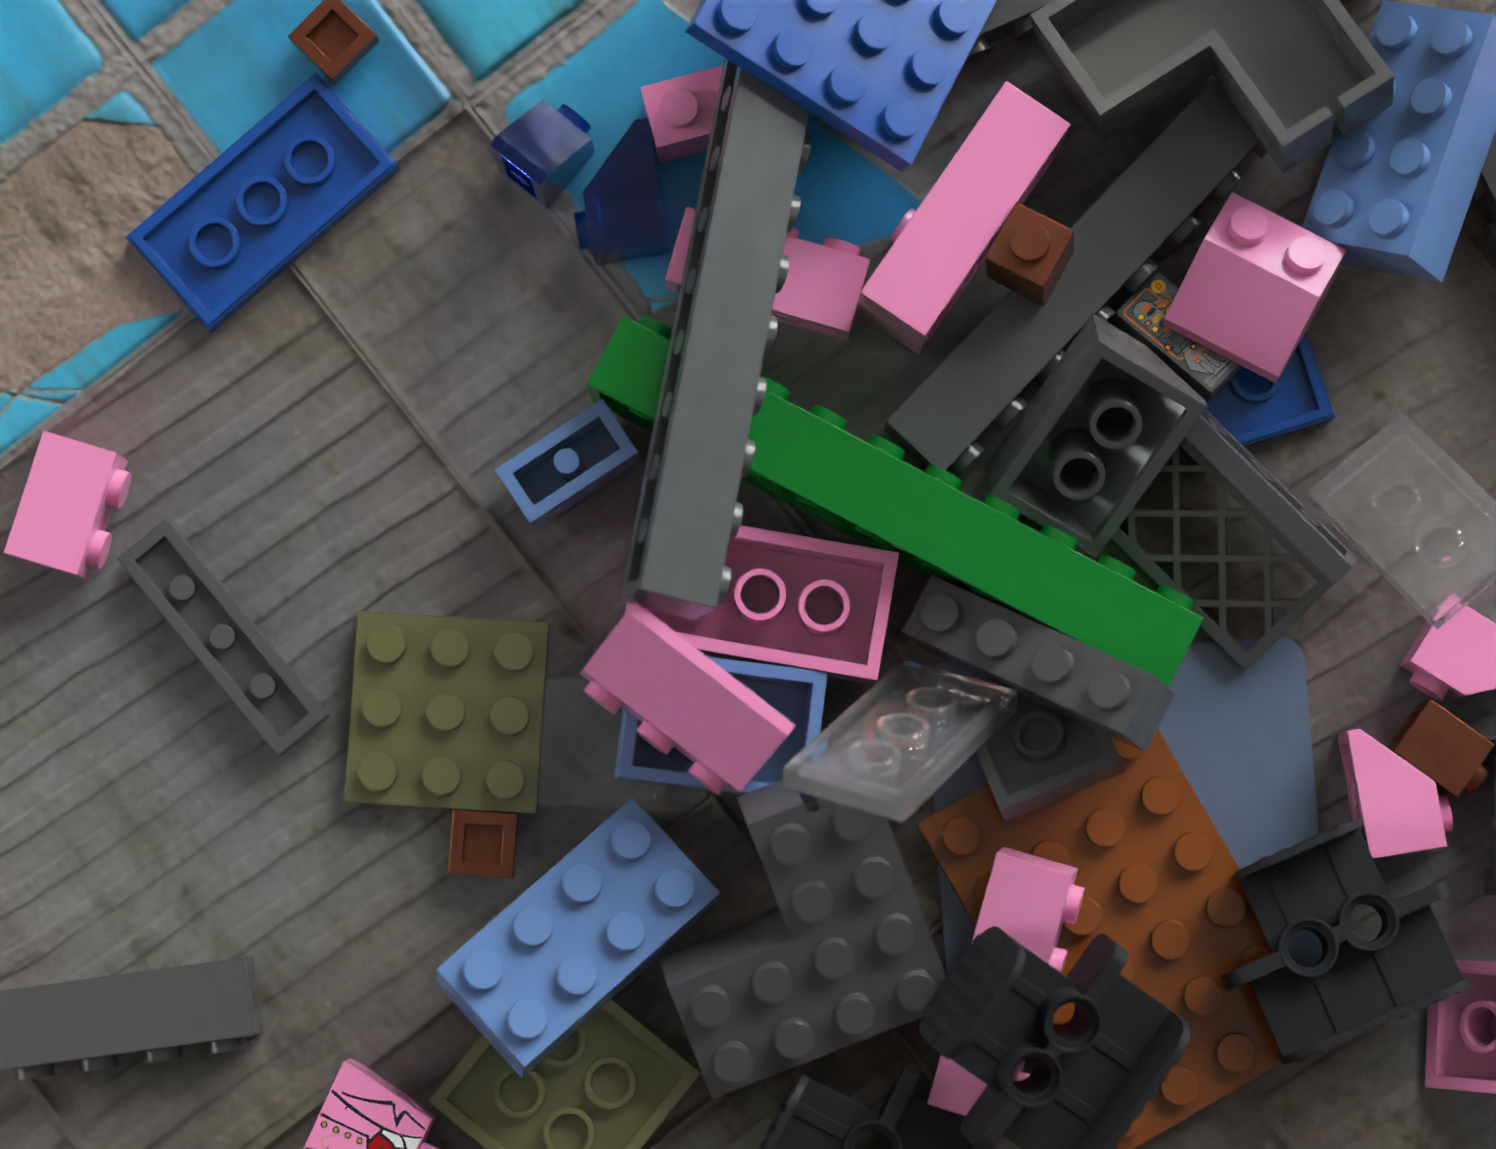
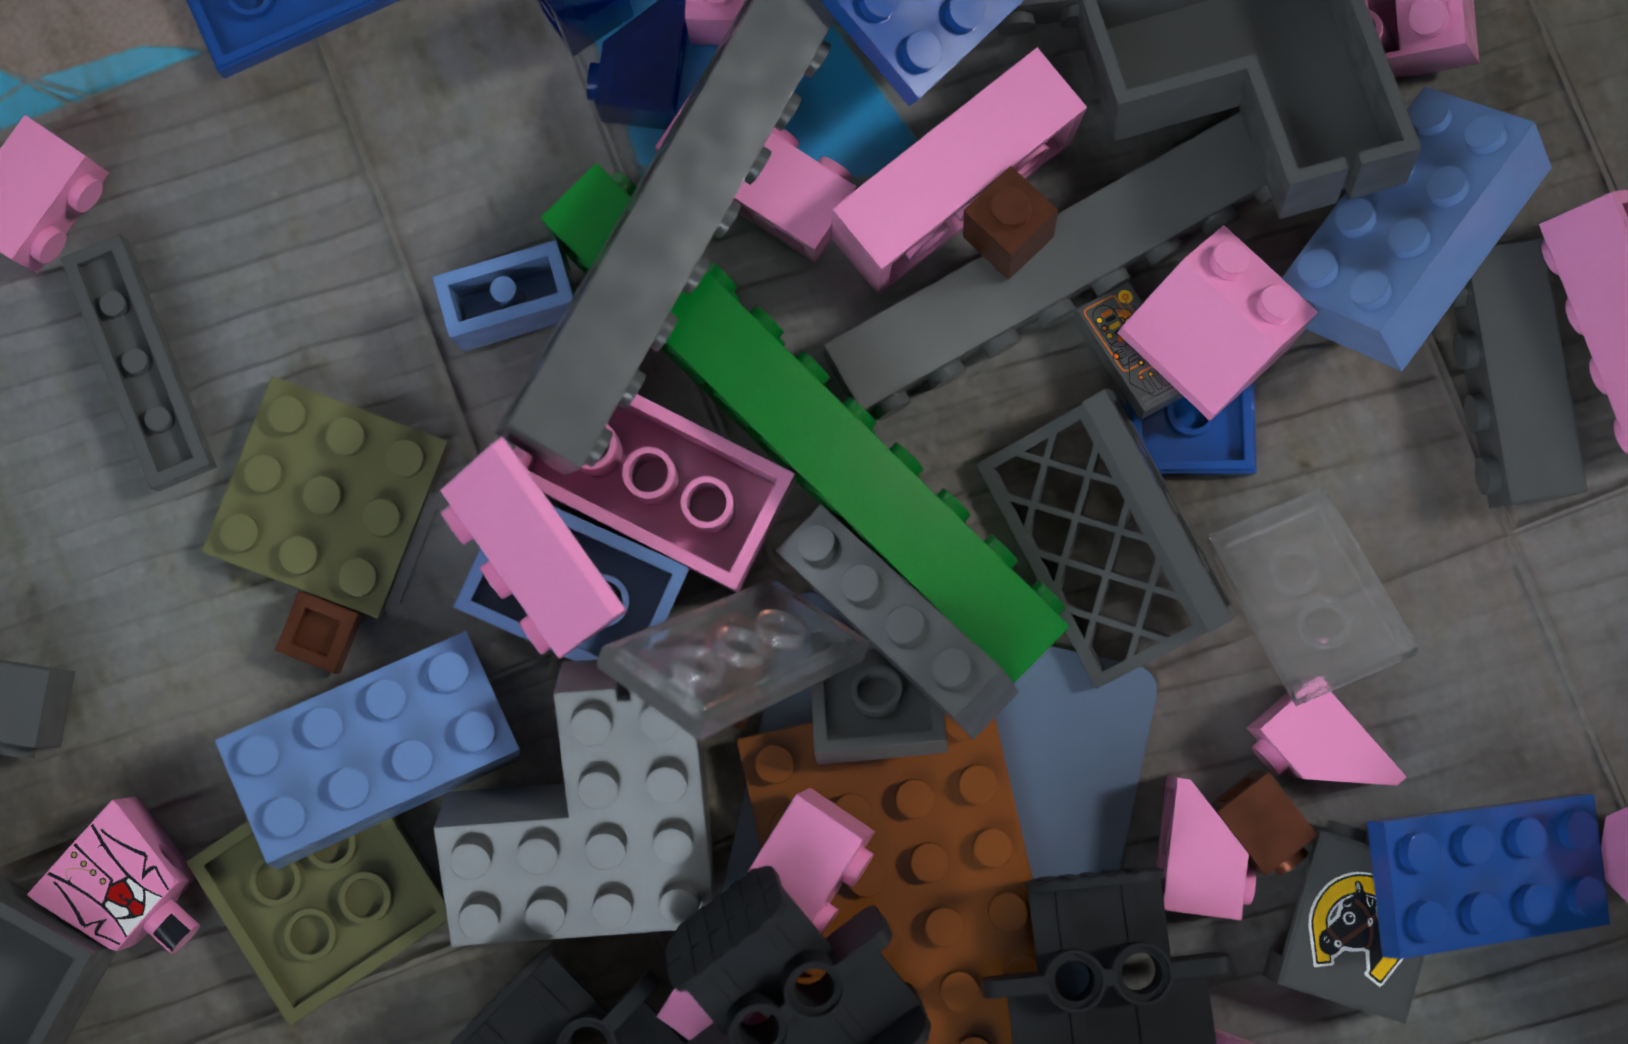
camera: 20 degrees right, 0 degrees up
(1094, 436) = (1019, 418): dark grey slope -> none

